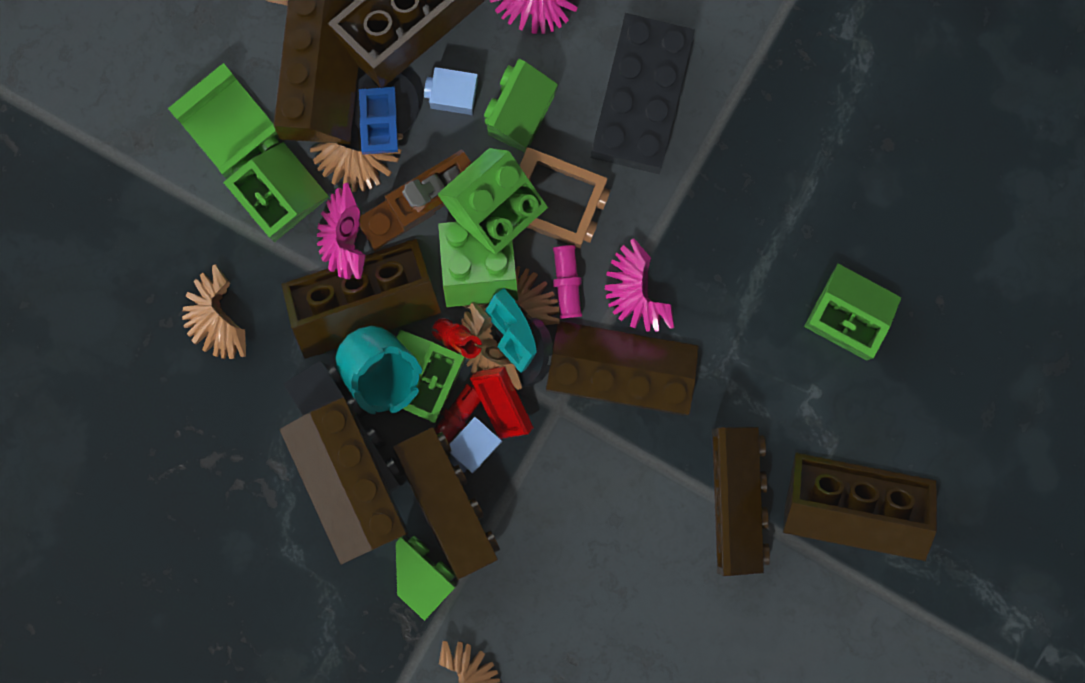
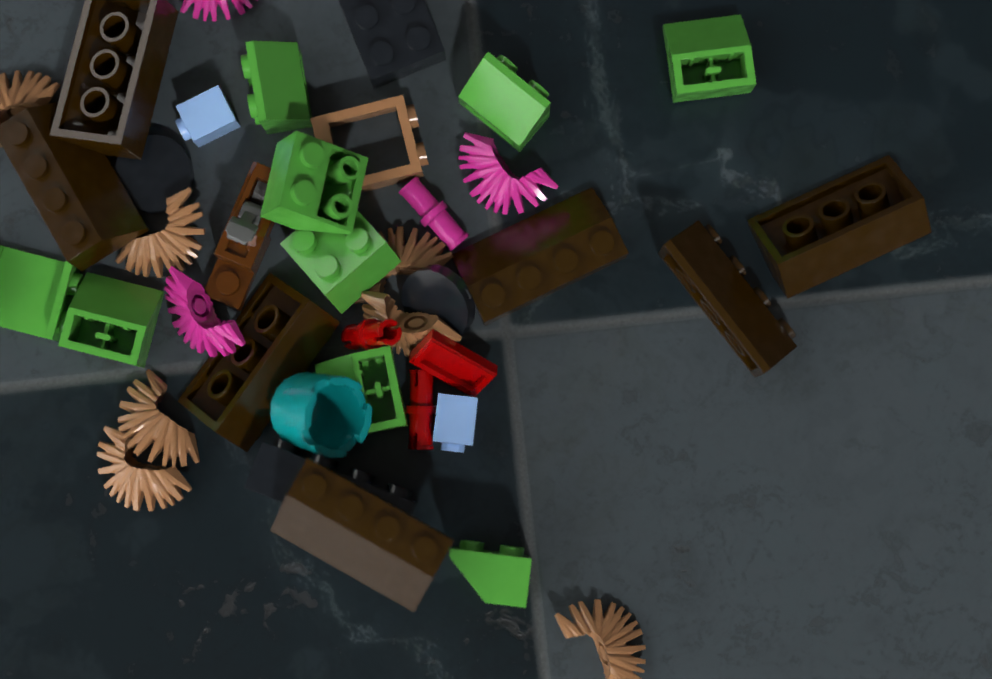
camera: 30 degrees left, 0 degrees up
(248, 289) = (151, 426): none -> medium nougat hair
(378, 120) = (159, 190): blue slope -> none
(445, 503) = (467, 489): dark brown slope -> none
(518, 339) = (427, 295): teal slope -> none
(679, 237) = (505, 100): none -> bright green slope

